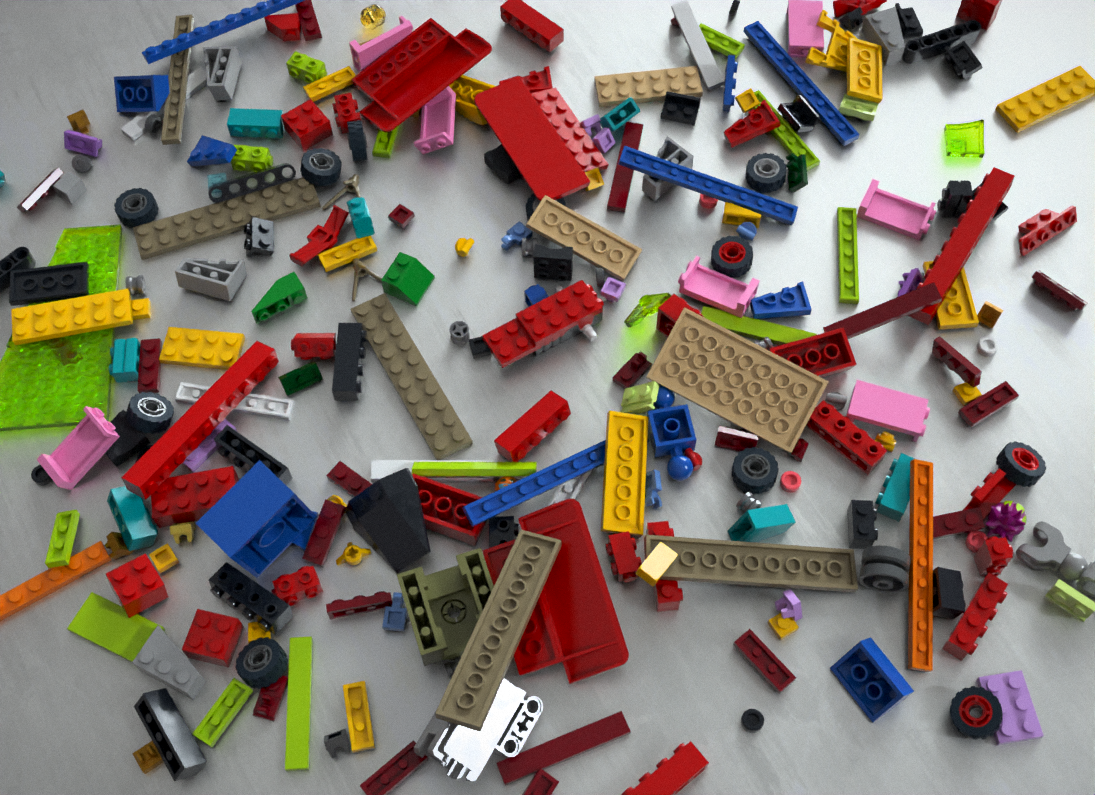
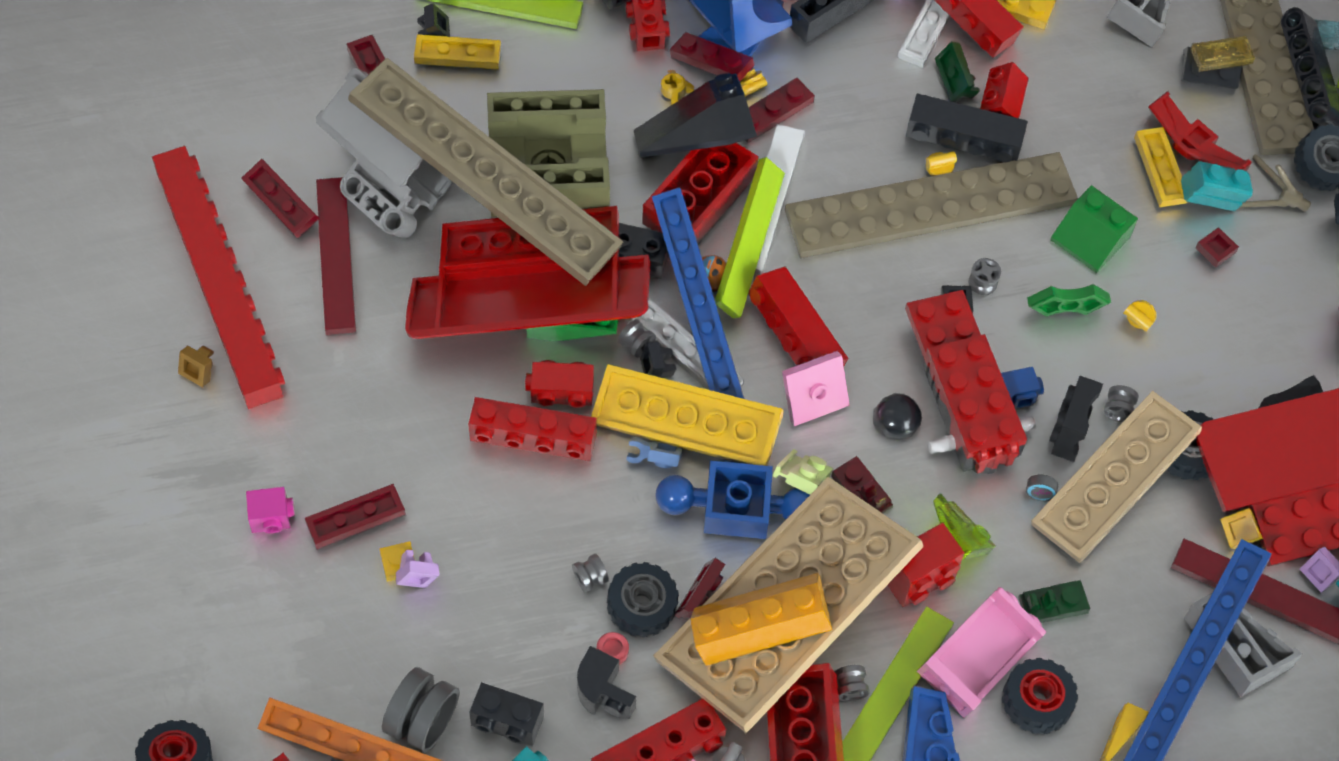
camera: 100 degrees right, 0 degrees up
(257, 224) = (1222, 53): none -> clear yellow plate
(282, 295) = (1101, 75): green slope -> none
(359, 605) = (602, 56): dark red plate -> none
(360, 271) = (1125, 176): dark tan plant -> none
(377, 374) = (940, 163): none -> yellow plate
(467, 282) = (1080, 300): none -> green tile
(515, 235) = (1141, 382): medium blue plate -> none
(575, 362) = (897, 416): none -> black hair
(578, 403) = (815, 388): none -> bright pink plate
(588, 504) = (653, 360): none -> black tile
(612, 289) = (1011, 494): lavender tile -> none
(656, 564) = (517, 387): slope -> none
(669, 261) = (1056, 601): none -> dark green plate
(694, 457) = (687, 523): red plate -> none
(747, 230) = (1087, 737): medium blue plate -> none
(752, 720) = (285, 476): black tile -> none
(756, 387) = (760, 619): none -> light orange slope
(758, 564) = (490, 532): dark tan plate -> none
(762, 524) = (551, 579): teal slope -> none
(782, 718) = (269, 510): none -> dark pink brick
(799, 449) = (660, 679): dark red plate -> none
(818, 482) = (596, 687): none -> black brick
(871, 679) = (277, 644): blue slope -> none

